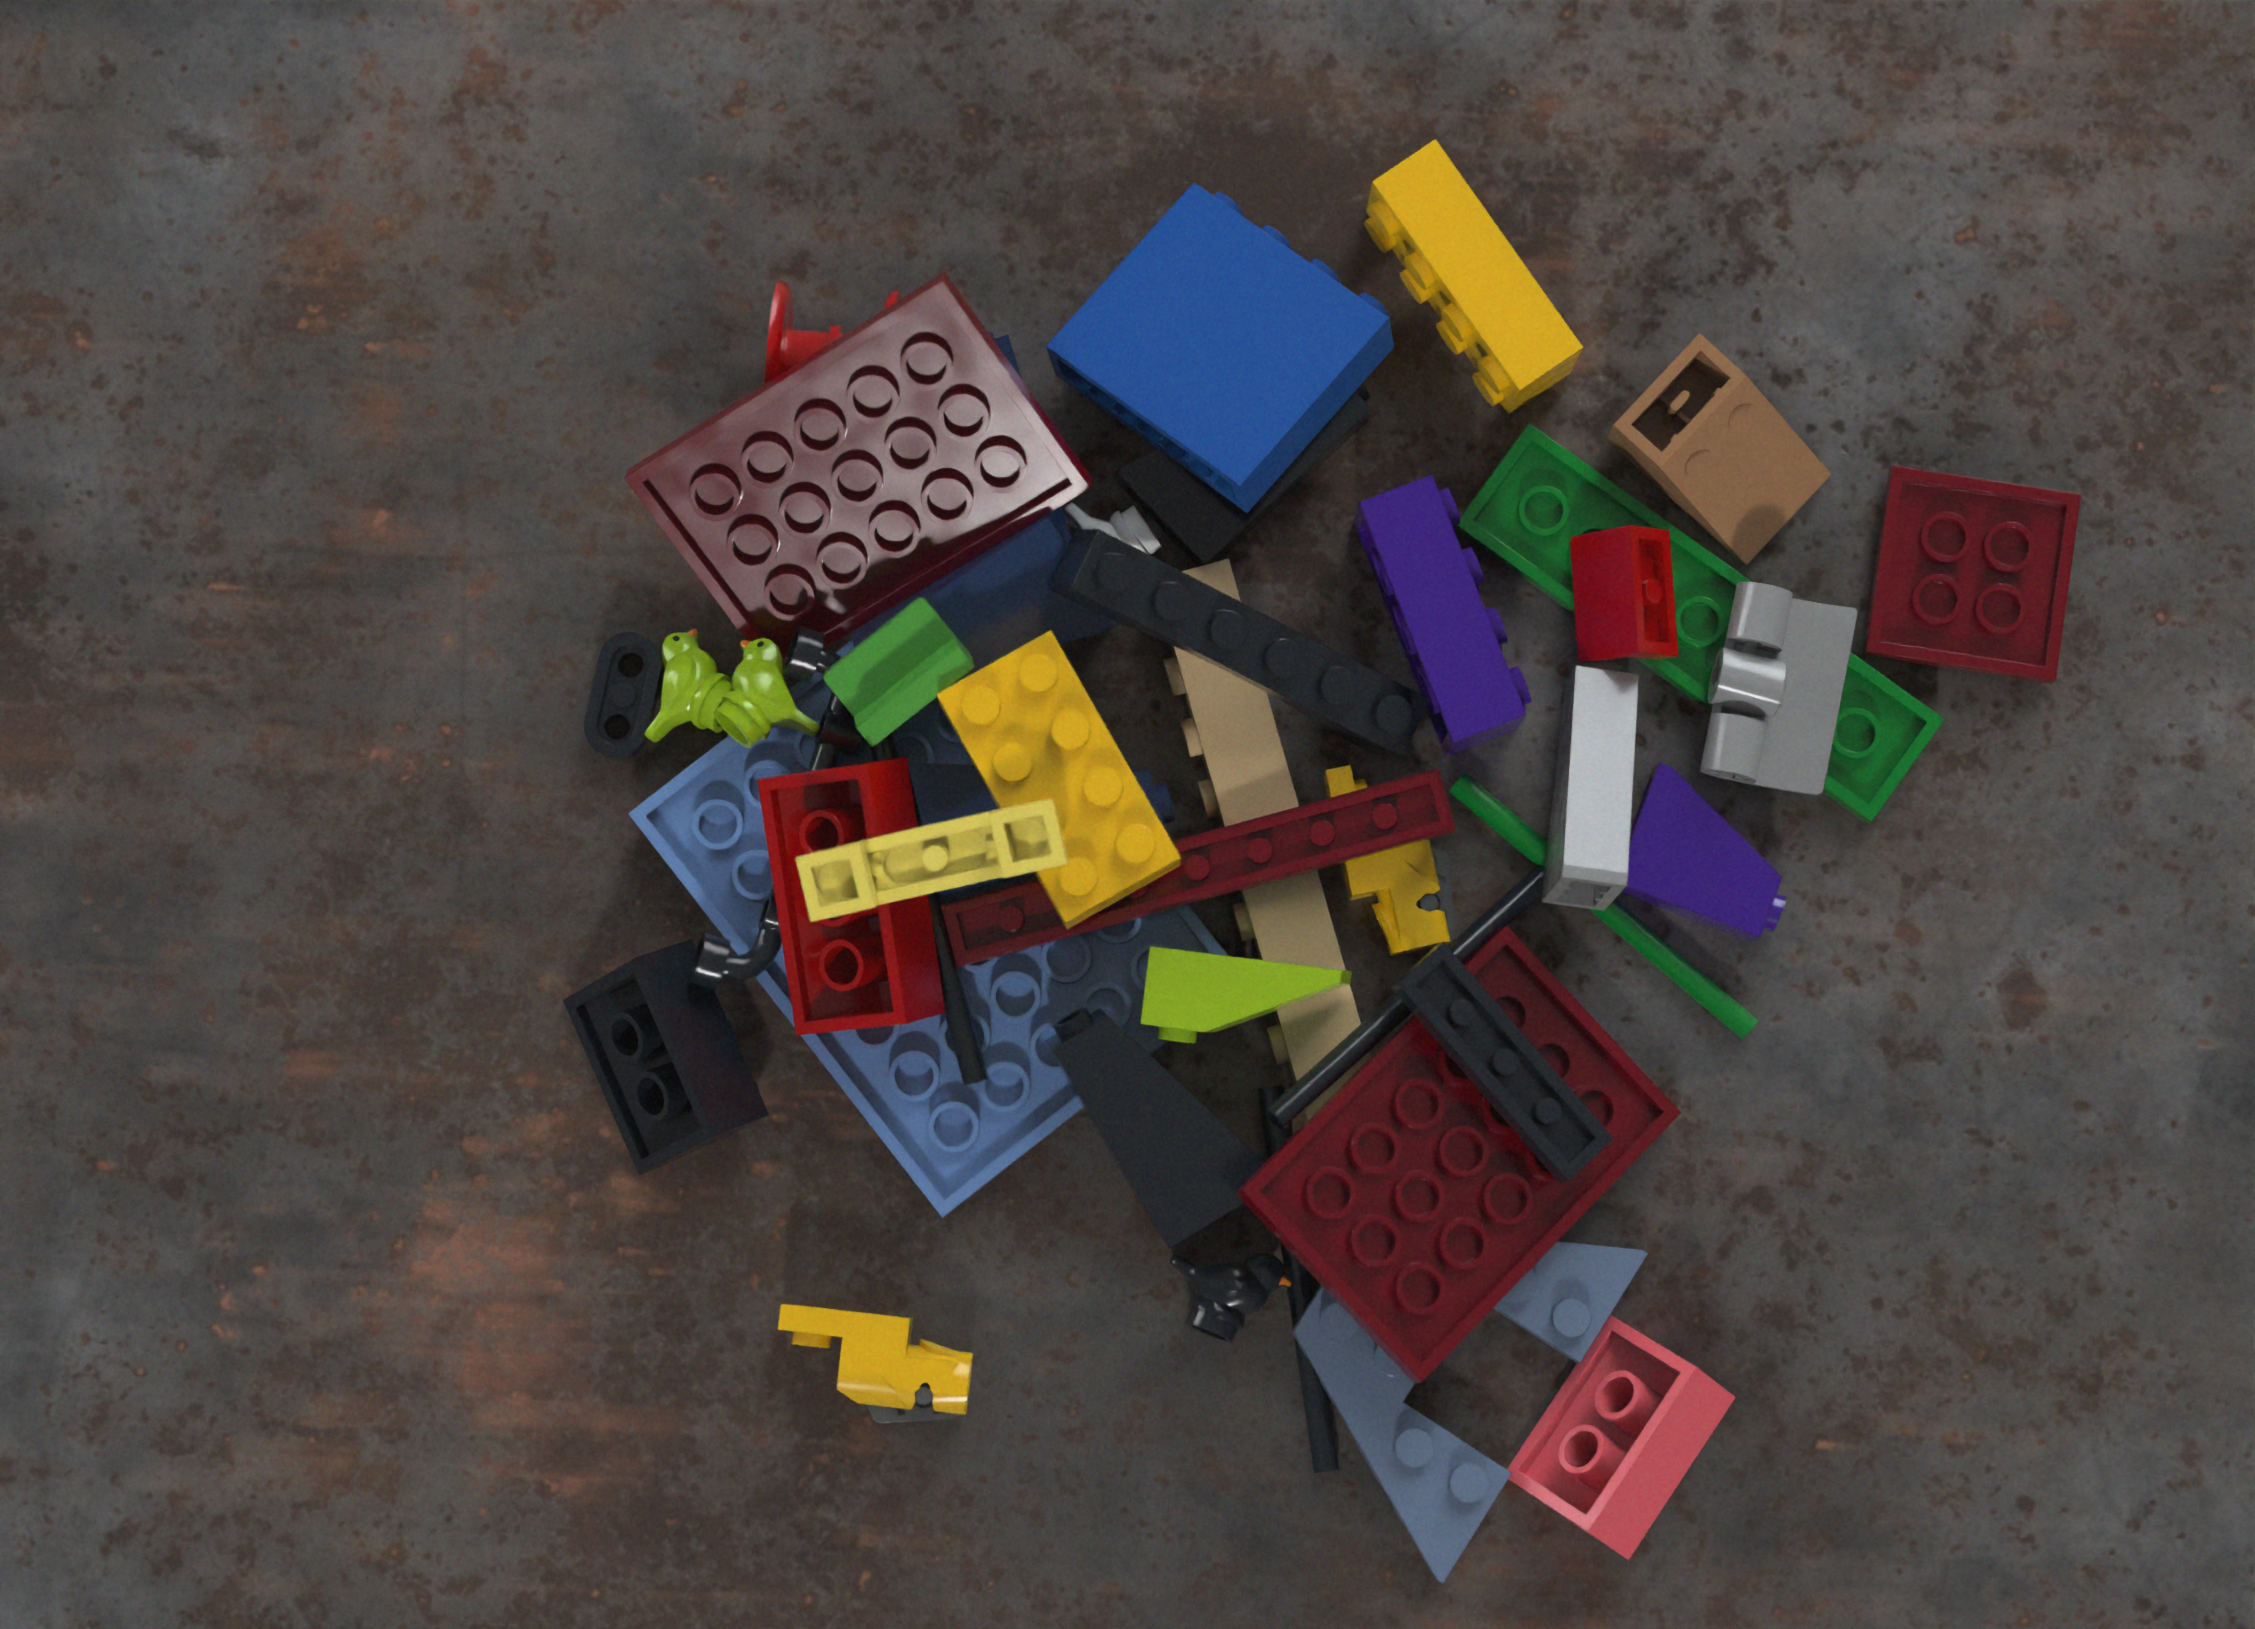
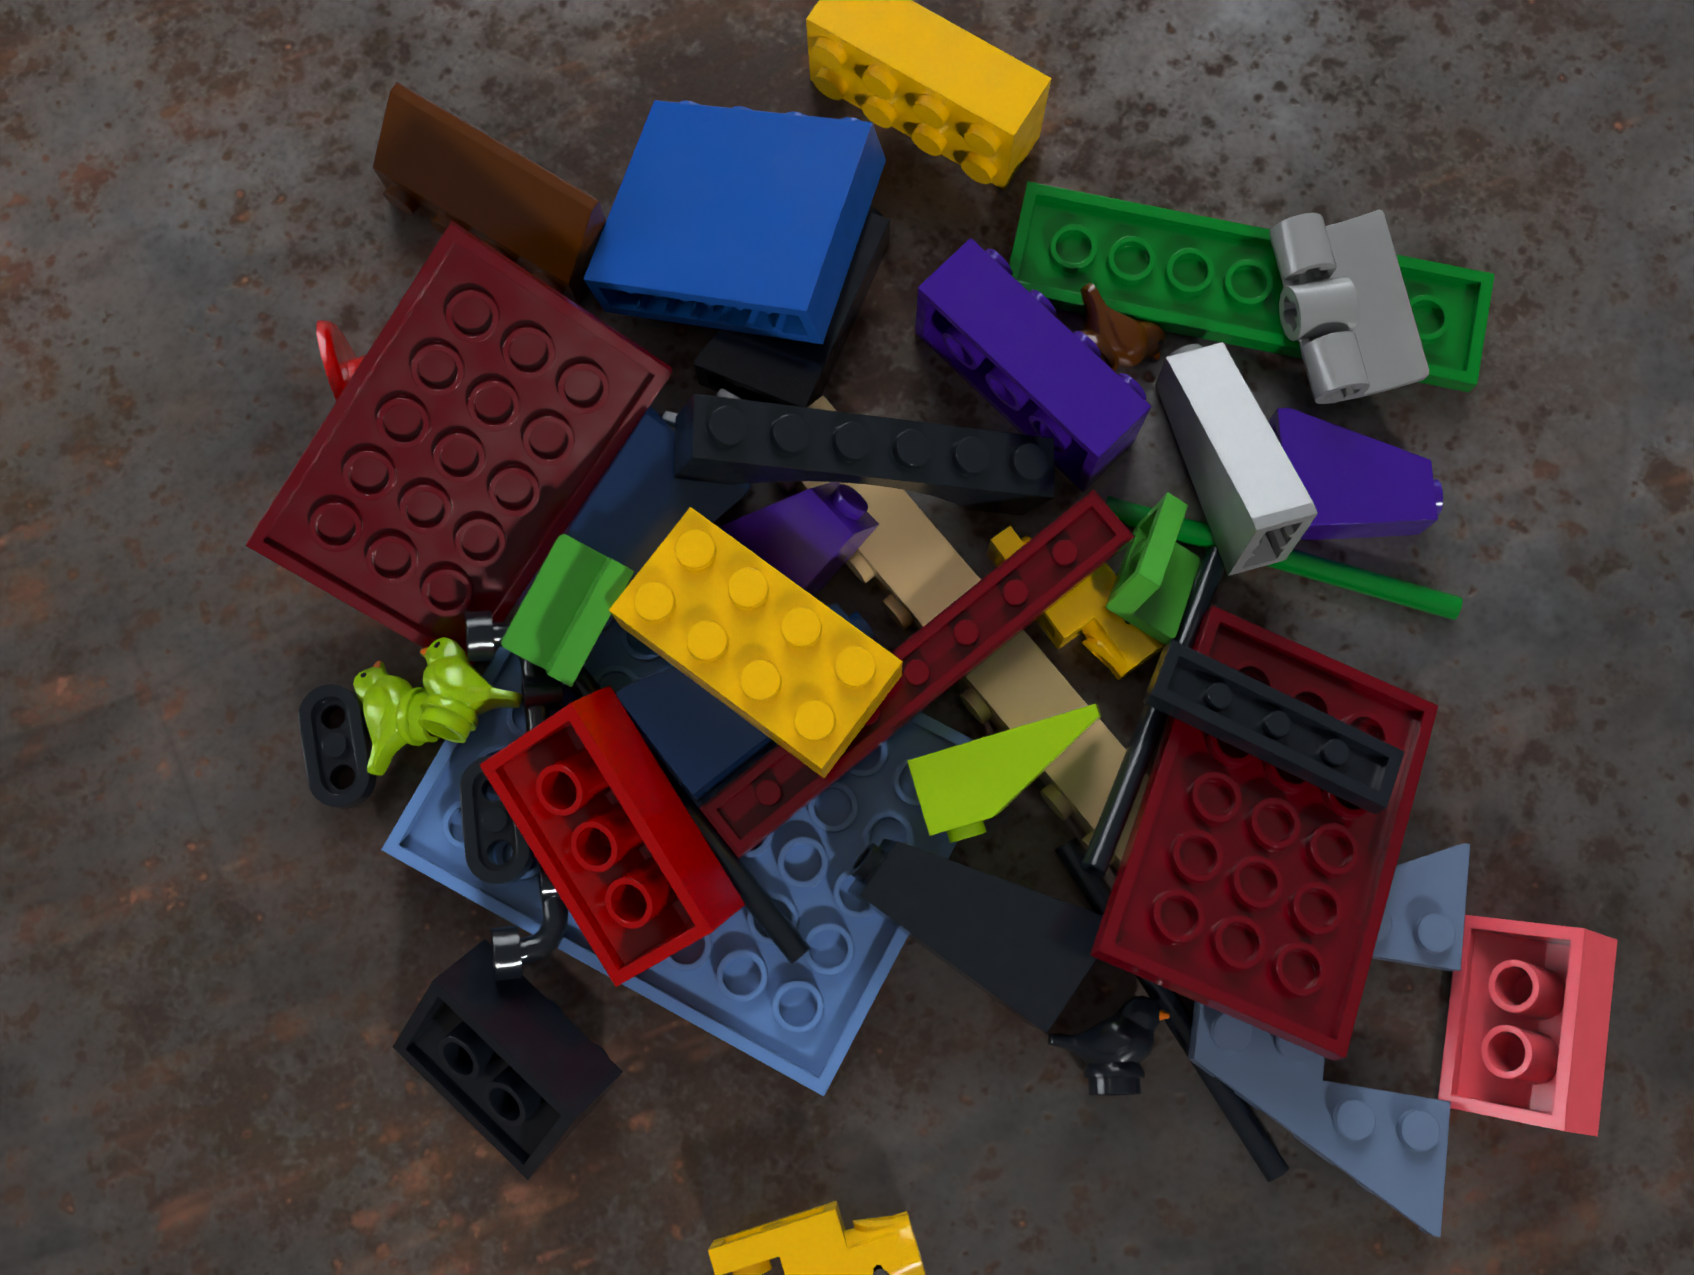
camera: 20 degrees left, 5 degrees down
(739, 835) = (485, 826): none -> black plate
(931, 859) = (668, 764): light yellow slope -> none
(988, 214) = (493, 192): none -> reddish brown slope
(1145, 689) = (807, 533): none -> dark purple slope
(1469, 872) = (1156, 573): none -> bright green panel
(1536, 619) = (1118, 336): none -> reddish brown animal
(1624, 594) = (1176, 282): red panel -> none
(1719, 450) = (1195, 135): medium nougat slope -> none
(1972, 574) = (1454, 151): dark red plate -> none

